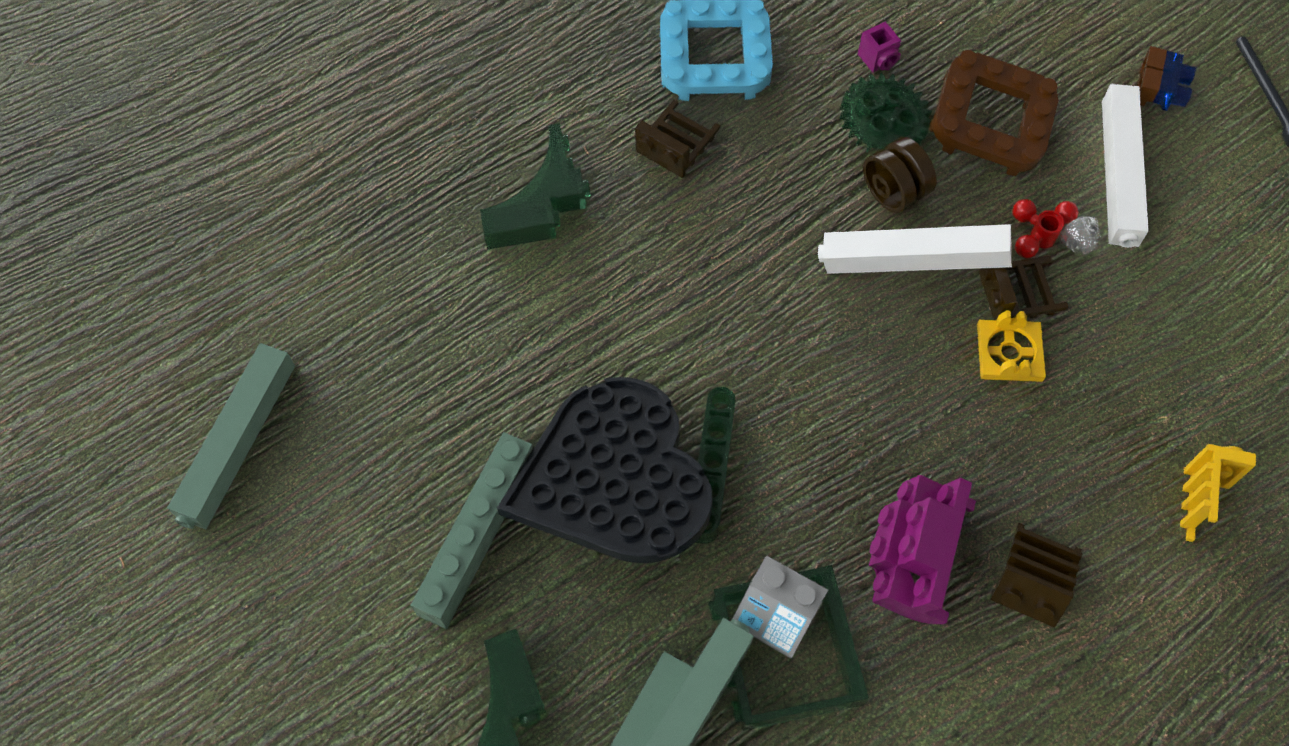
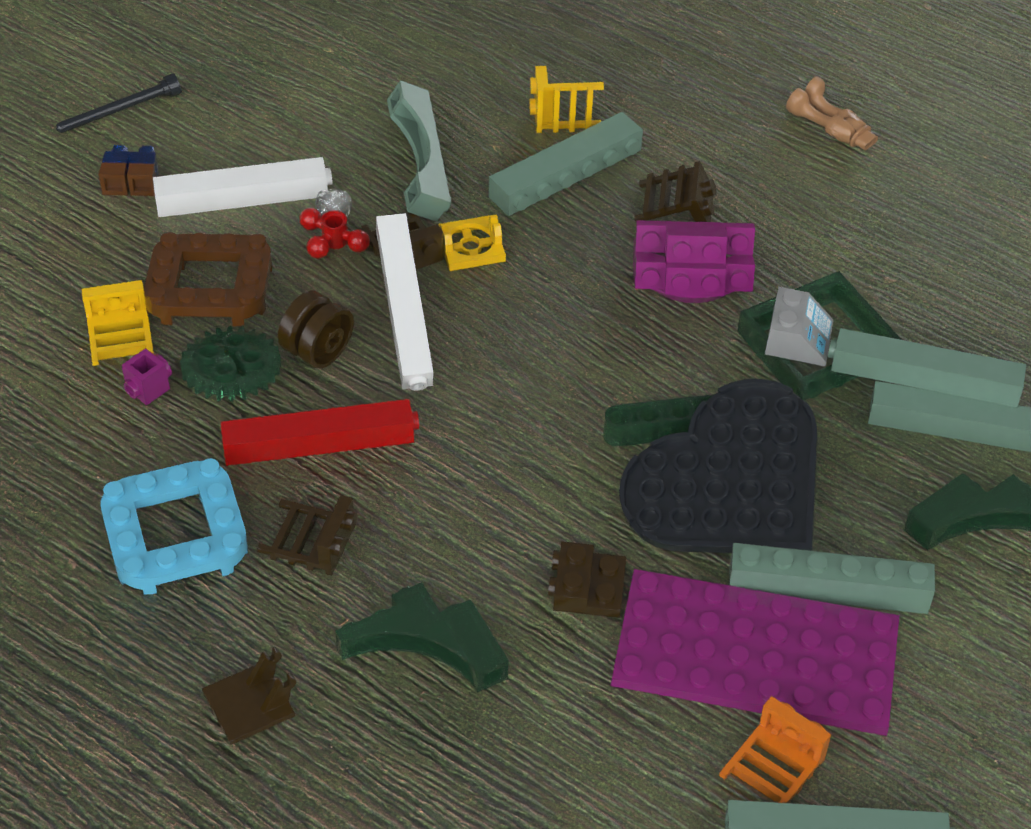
camera: 110 degrees left, 15 degrees down
(329, 431) = (790, 739): none -> orange plate
(430, 448) = (752, 644): none -> magenta plate
(530, 69) = (251, 699): none -> dark brown plate
(555, 329) = (587, 580): none -> dark brown plate
(784, 165) = (318, 432): none -> red brick
(969, 37) = (116, 309): none -> yellow plate
(1116, 475) = (565, 163): none -> sand green brick
(1217, 334) = (413, 114): none -> sand green arch

